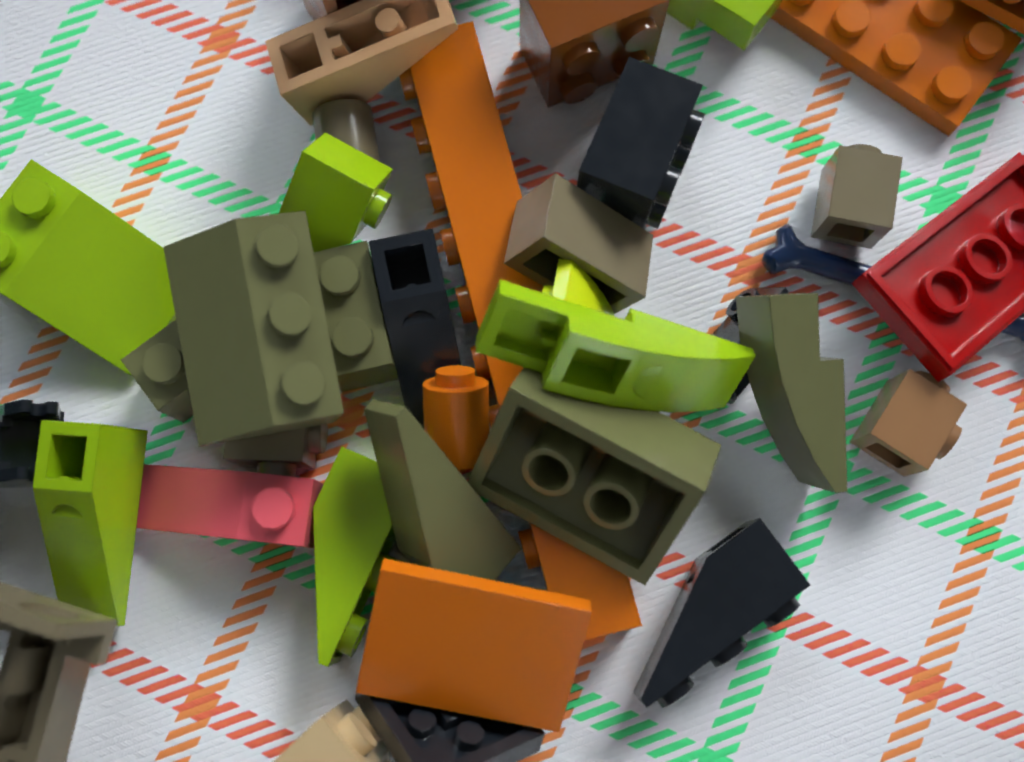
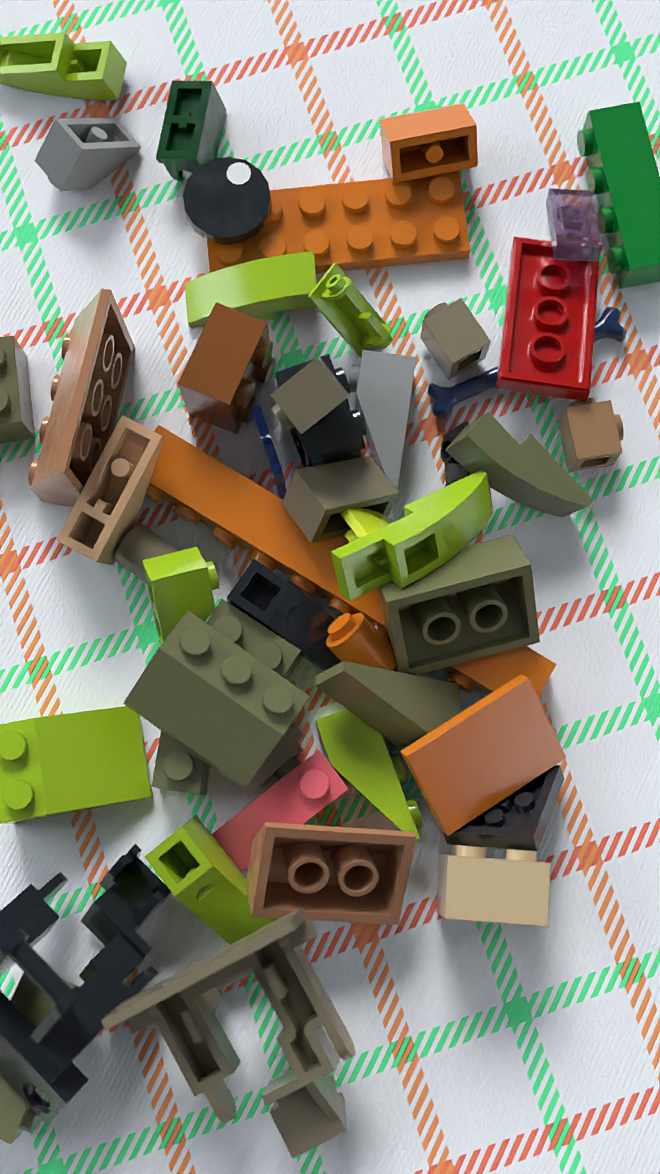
camera: 45 degrees left, 0 degrees up
(194, 616) = (329, 872): none -> nougat slope
(555, 136) = (269, 452): none -> clear blue piece
(634, 98) = (308, 396): none -> dark tan brick
(722, 599) = (581, 613): black slope -> none
(727, 193) = (383, 398): none -> light grey slope
(770, 76) = (349, 312): none -> lime hinge

